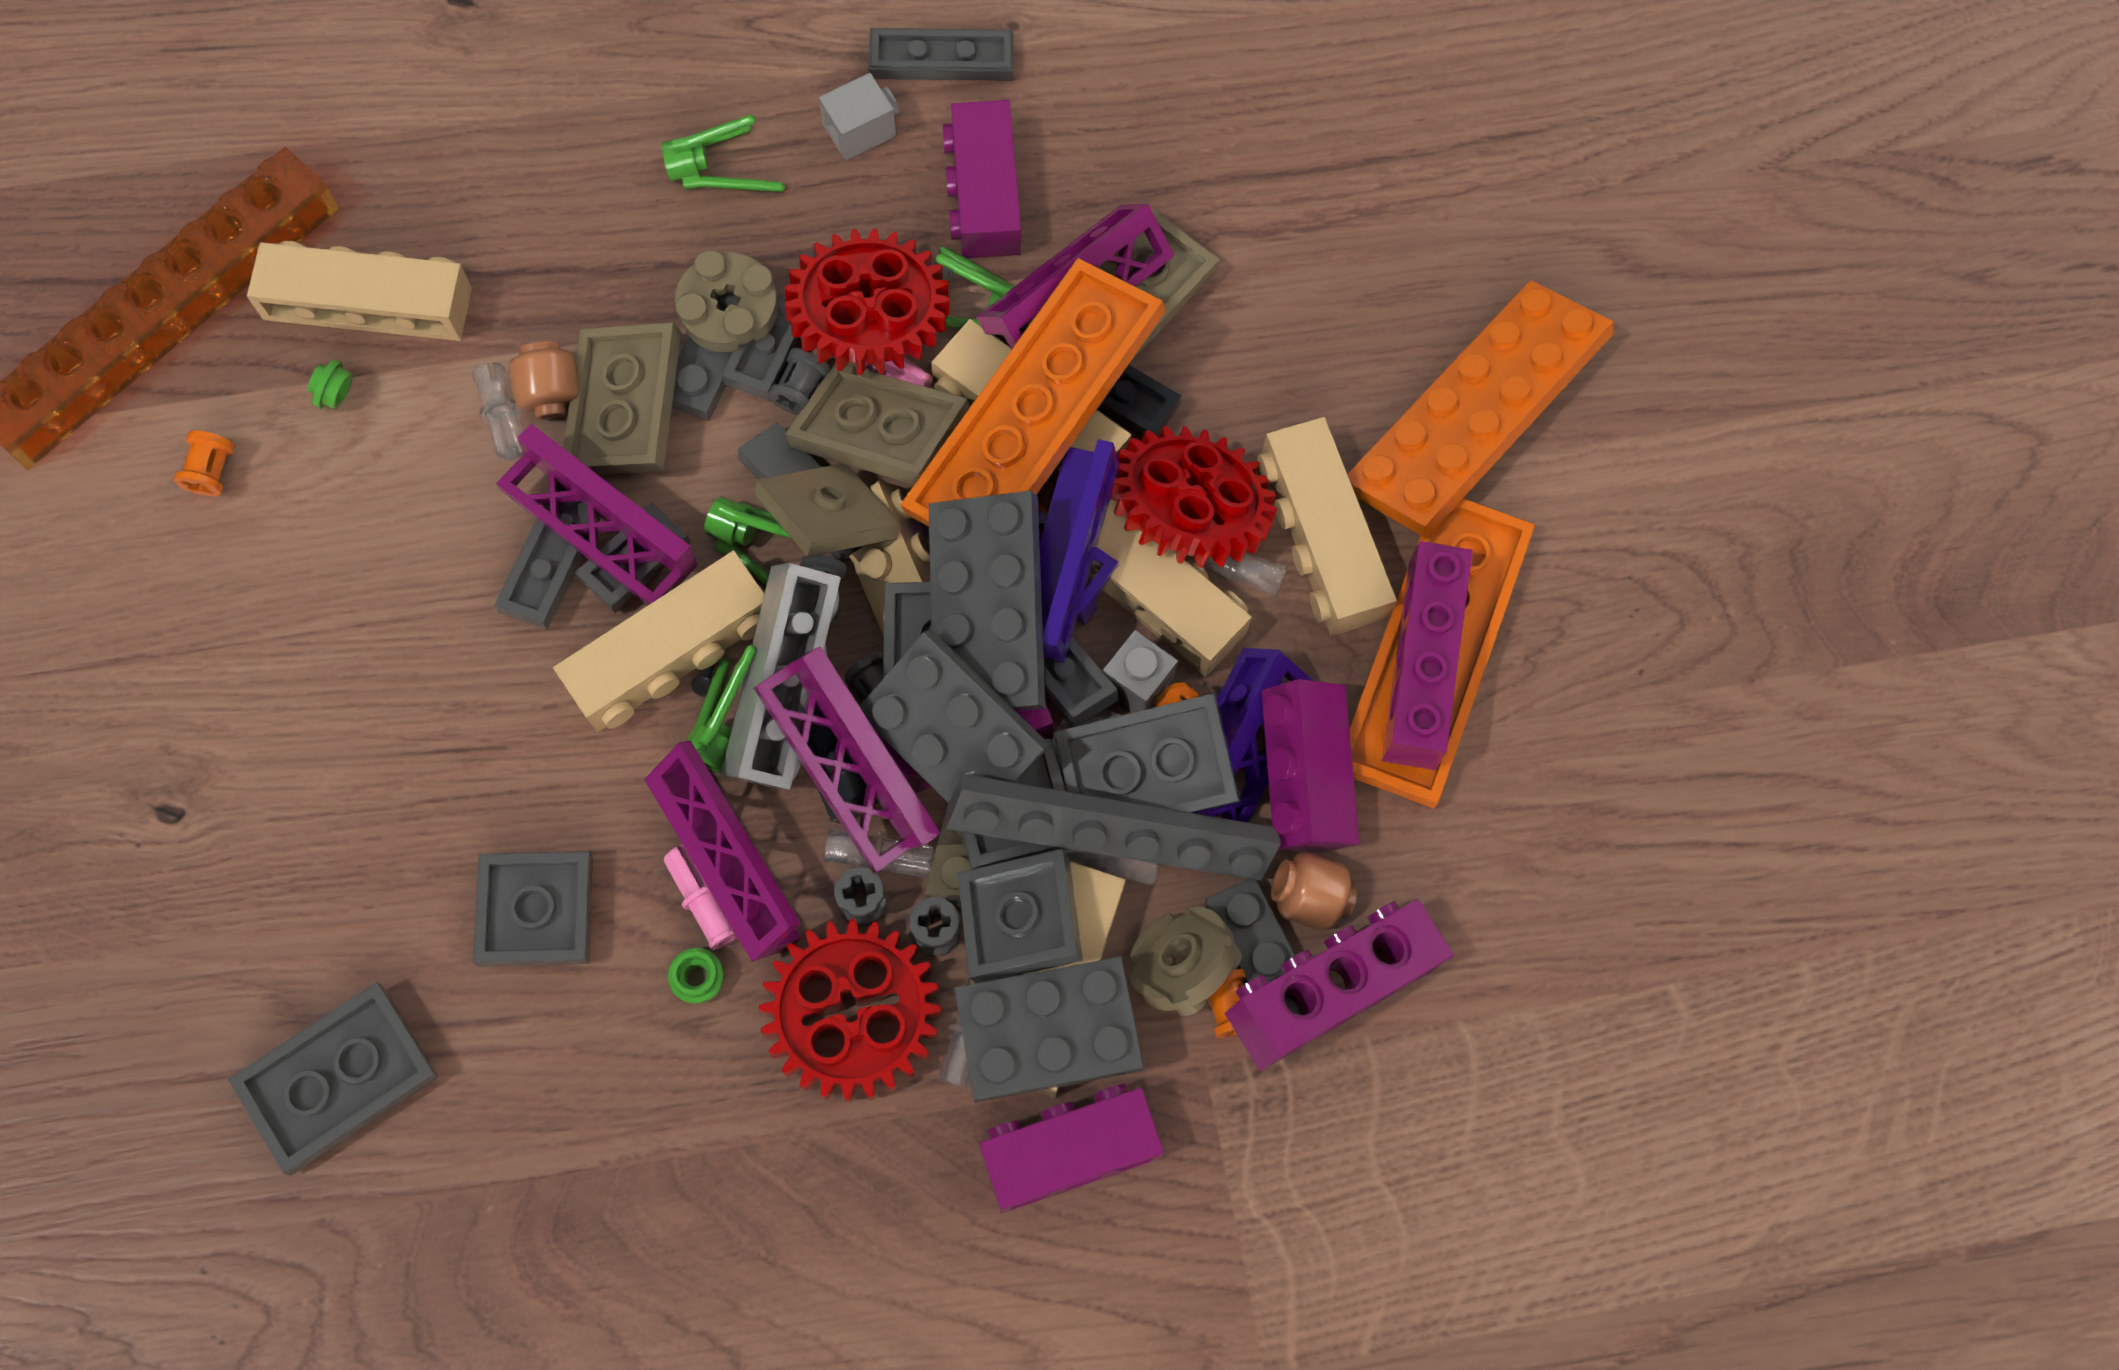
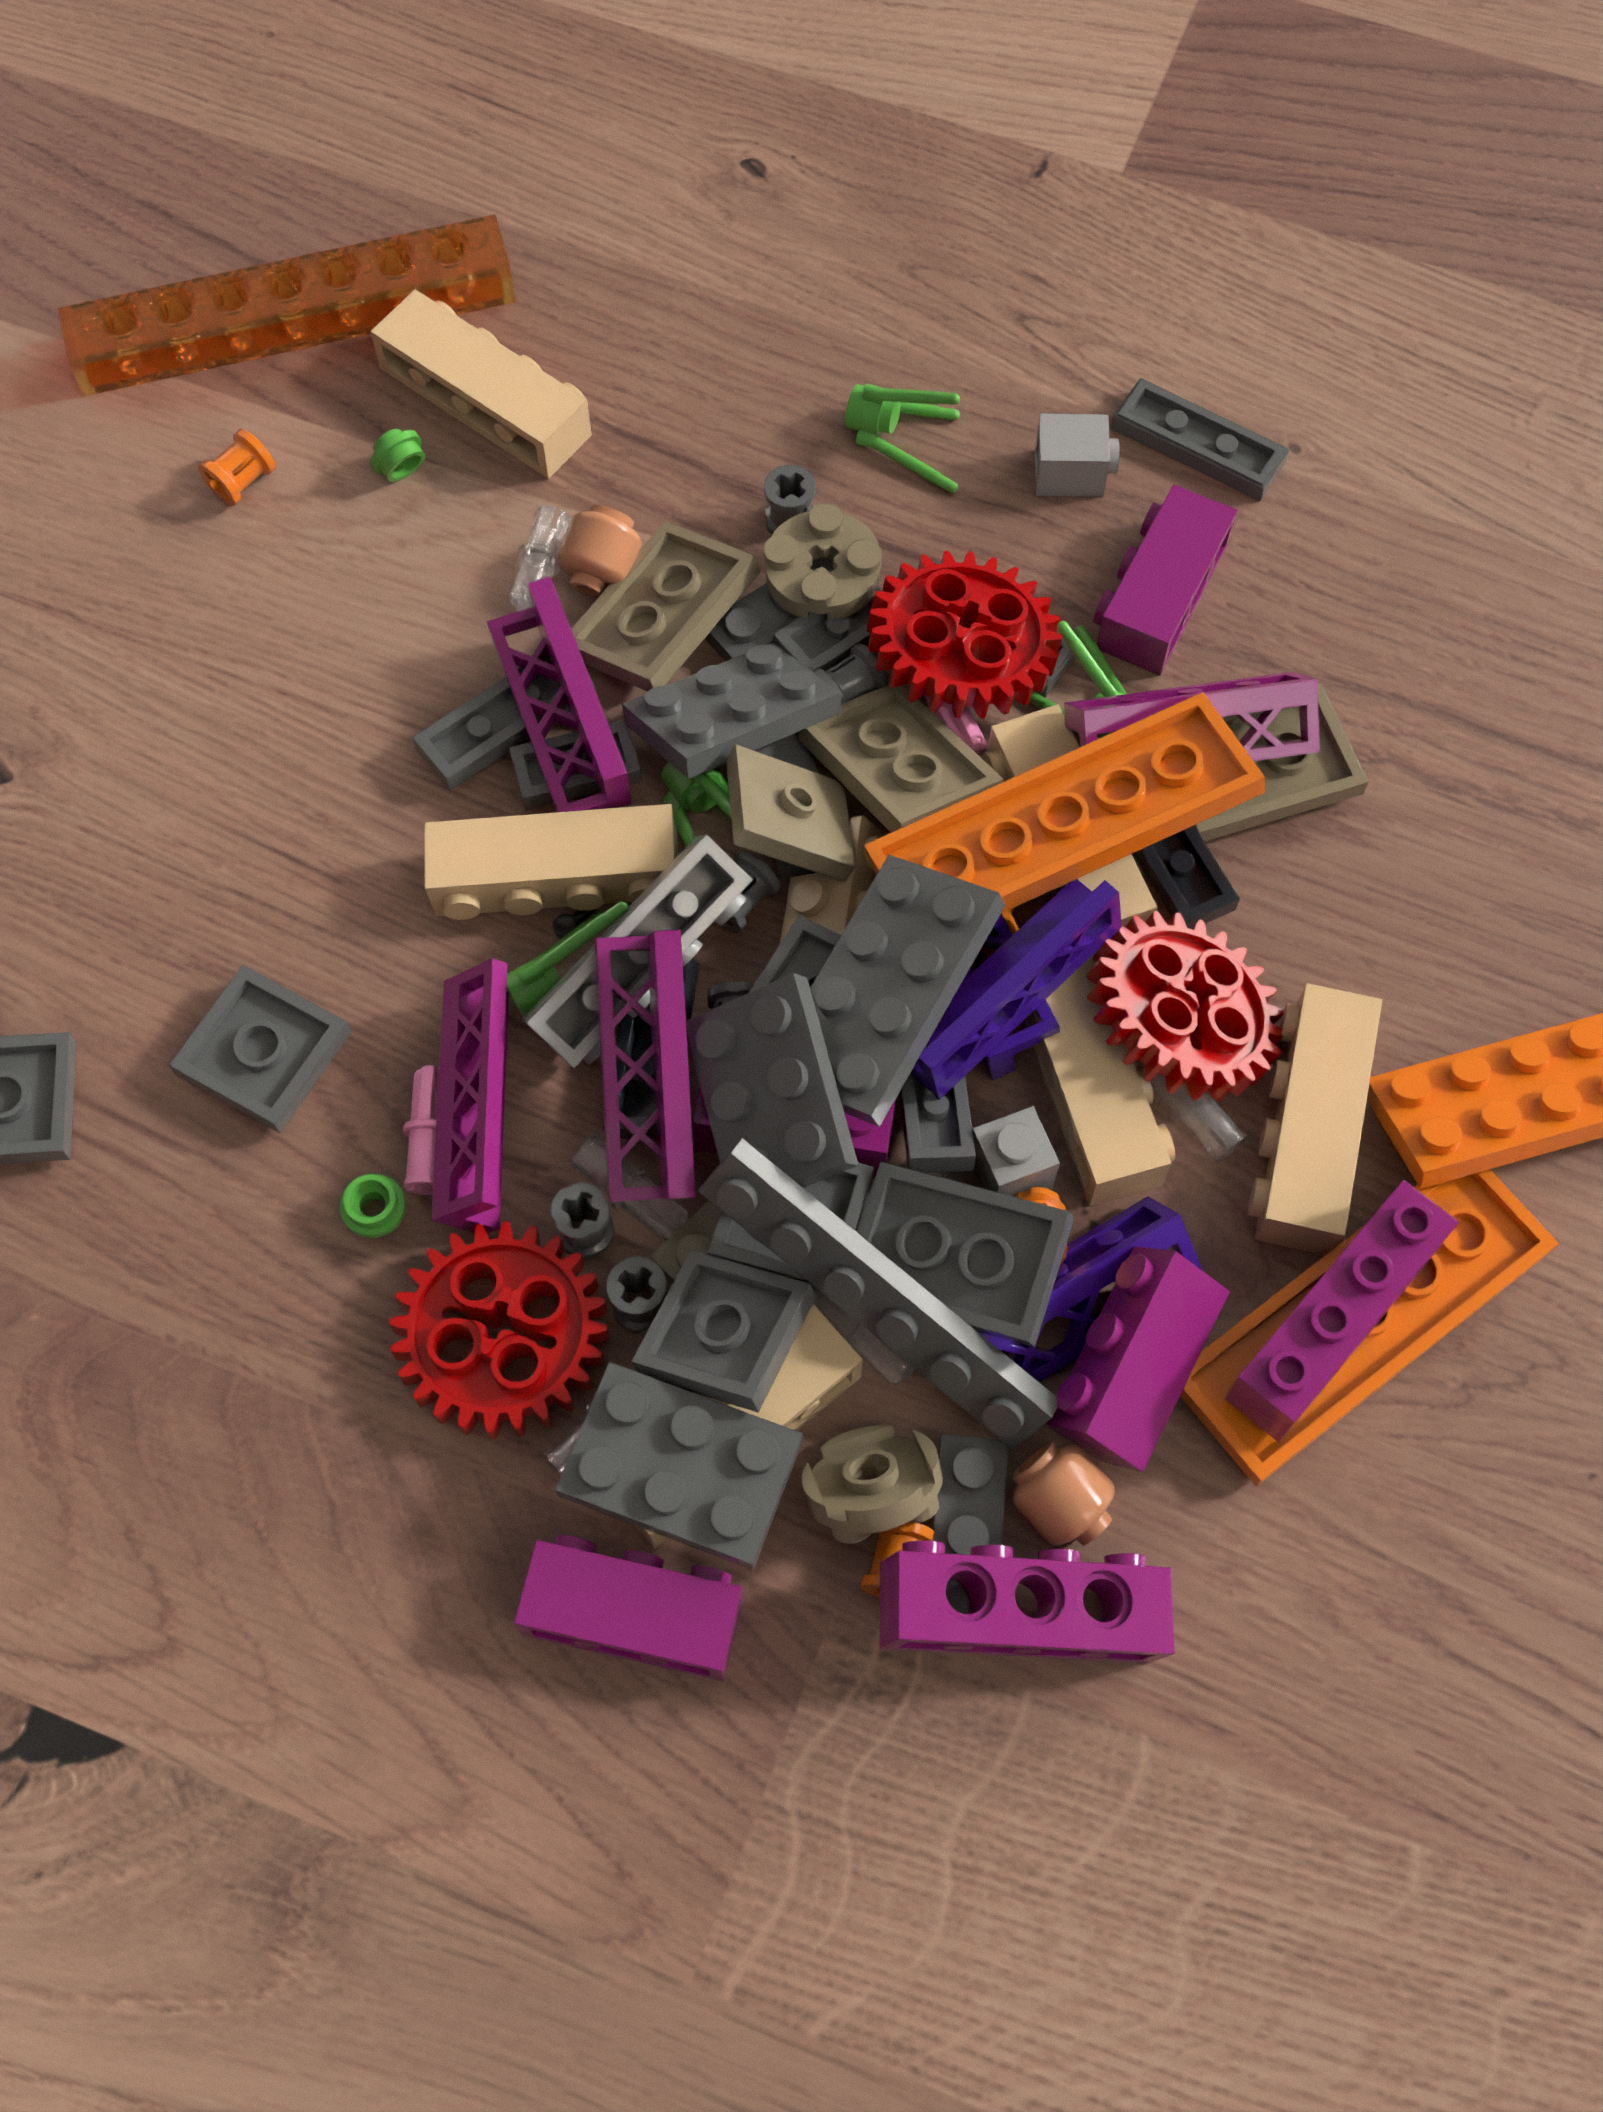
camera: 35 degrees right, 5 degrees down
(666, 260) = (789, 493): none -> dark grey bush
(727, 450) = (728, 704): none -> dark grey plate

